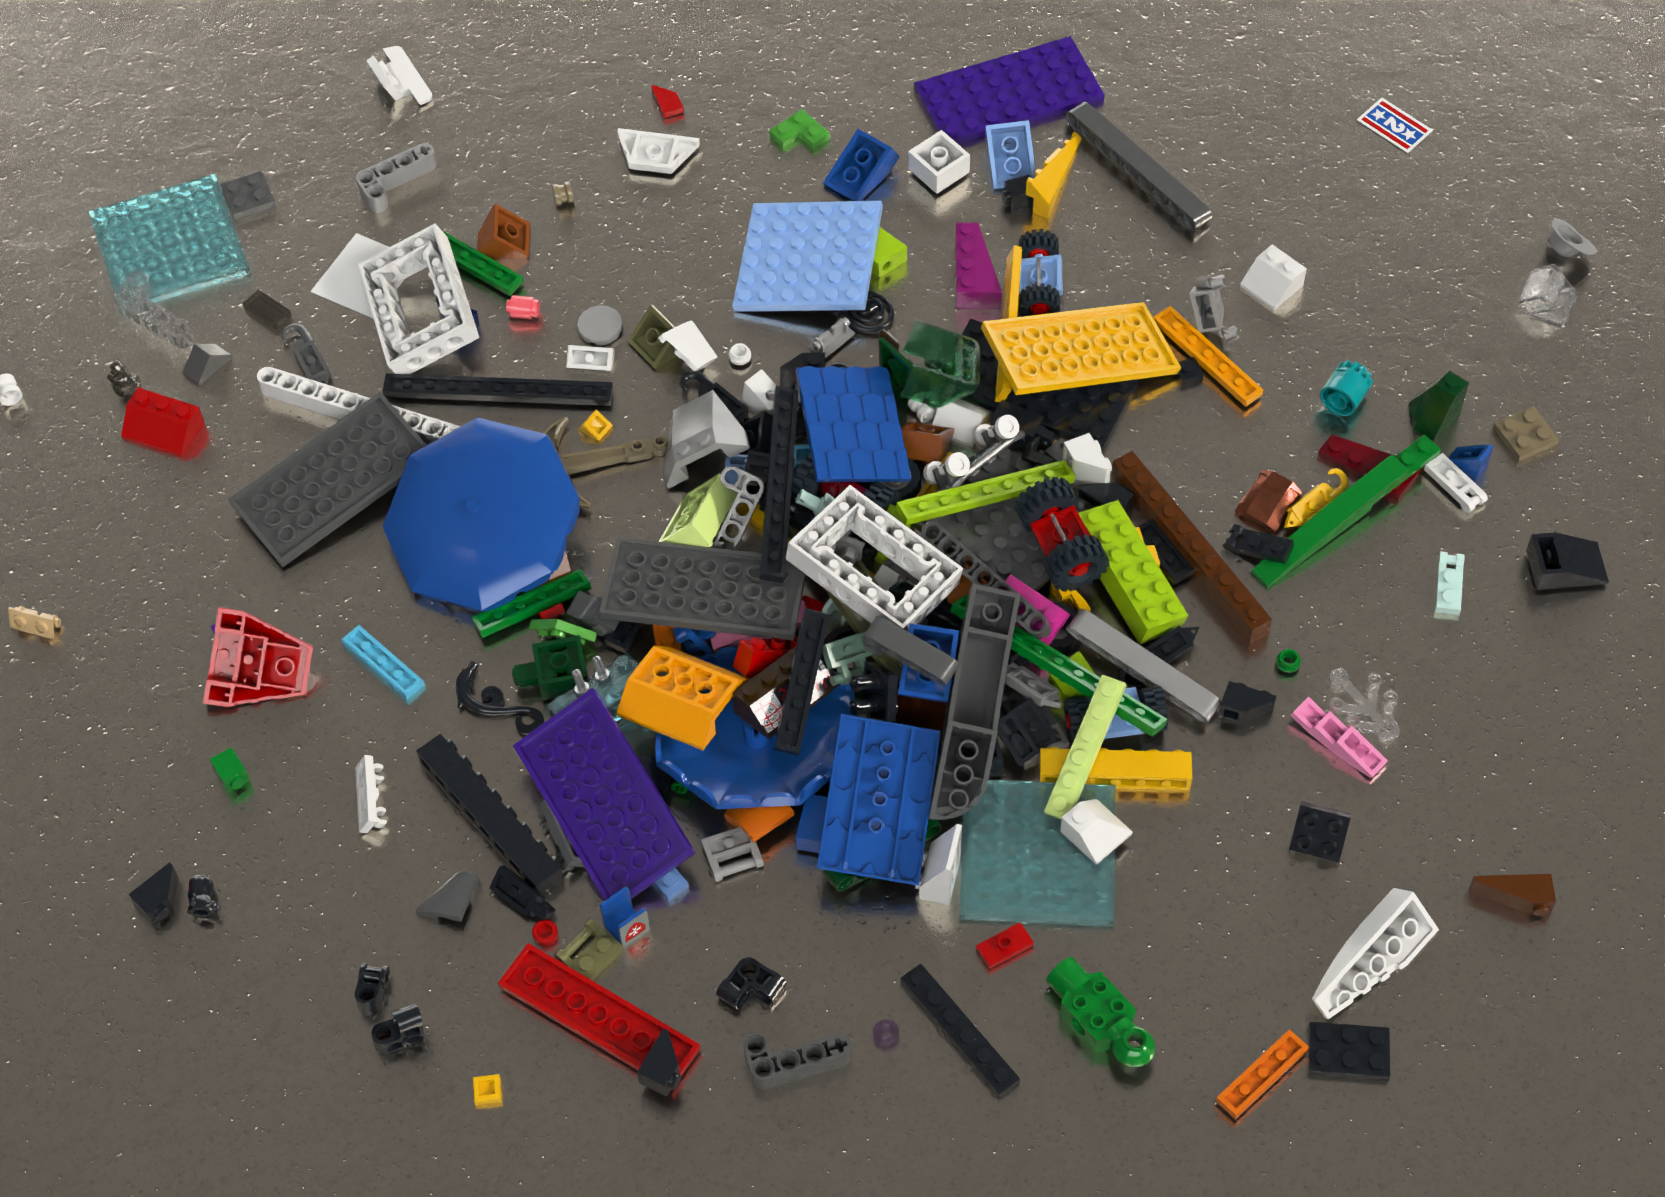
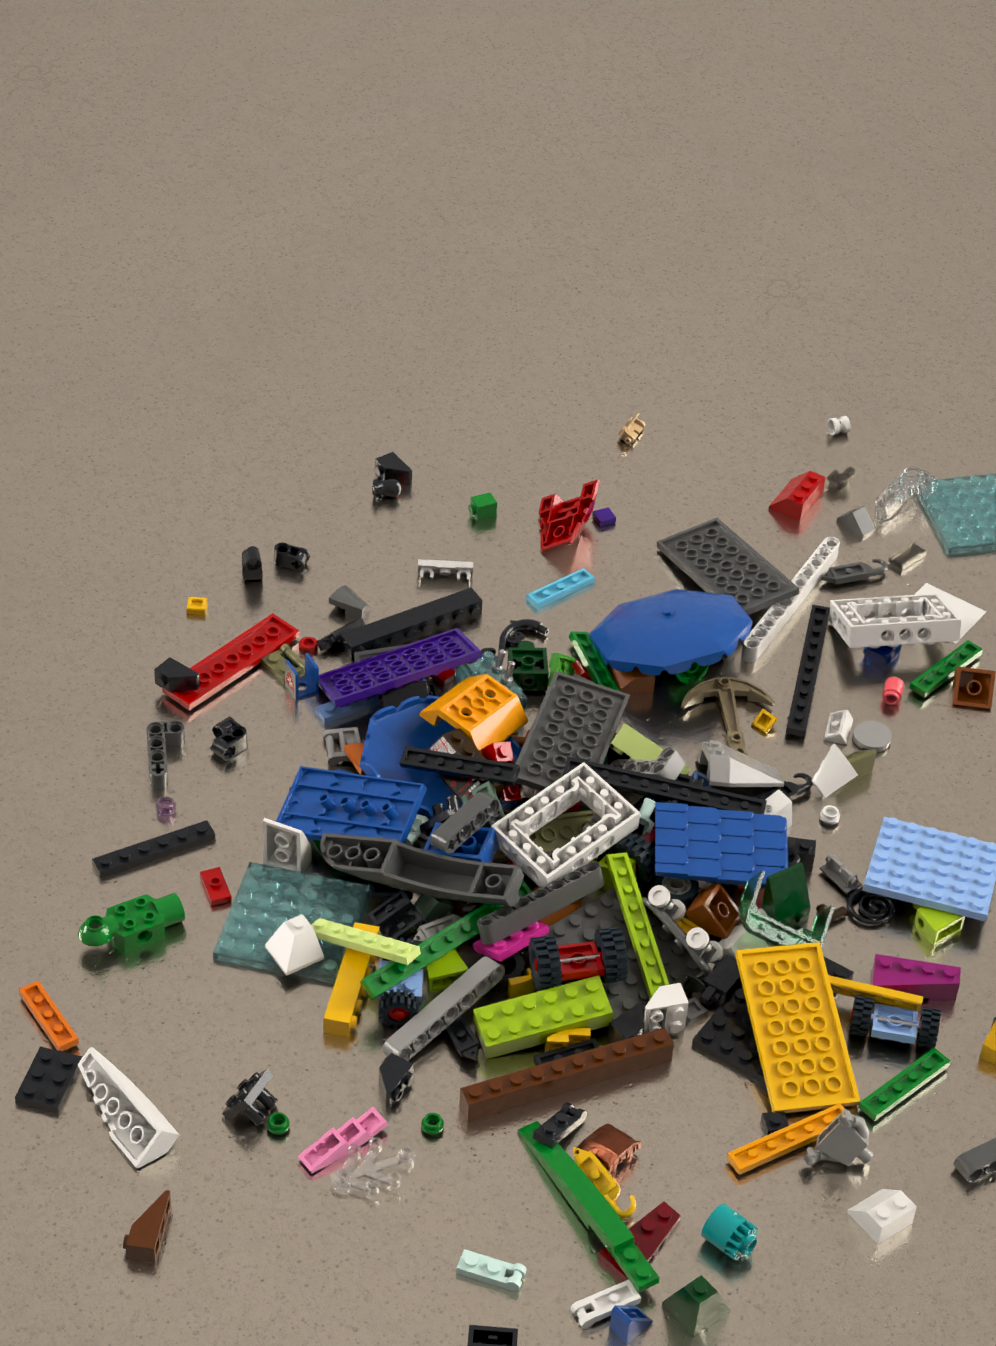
camera: 95 degrees right, 15 degrees down
(1108, 270) = (904, 1084): none -> green plate
(1338, 798) = (278, 1118): none -> green plate

